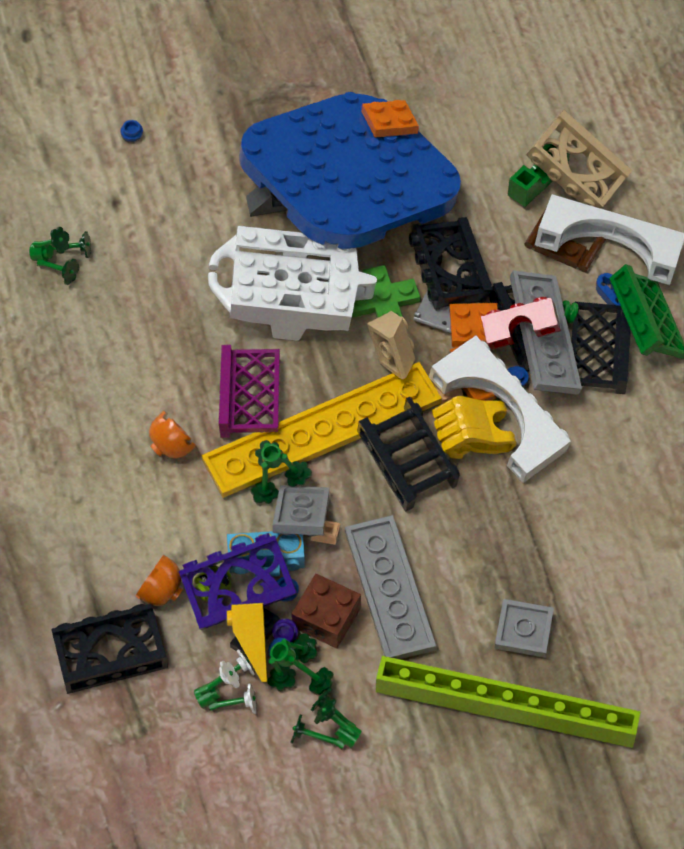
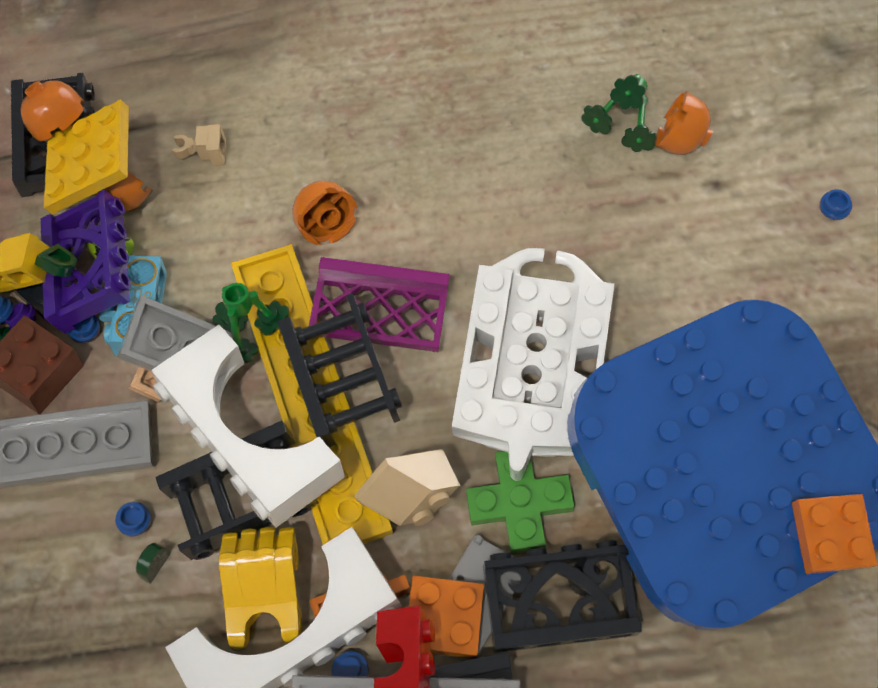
camera: 100 degrees right, 5 degrees up
(75, 215) = (685, 125): none -> orange cylinder
(103, 631) = (49, 107): none -> orange cylinder
(110, 530) = (208, 142): none -> tan piece
(148, 591) = (87, 157): none -> yellow plate
(246, 592) = (57, 261): none -> dark green tile
(311, 422) = (316, 394): none -> black fence
(342, 478) = (274, 479): none -> white arch
(434, 523) = (133, 519): none -> blue plate
(465, 502) = (151, 561): none -> dark green tile

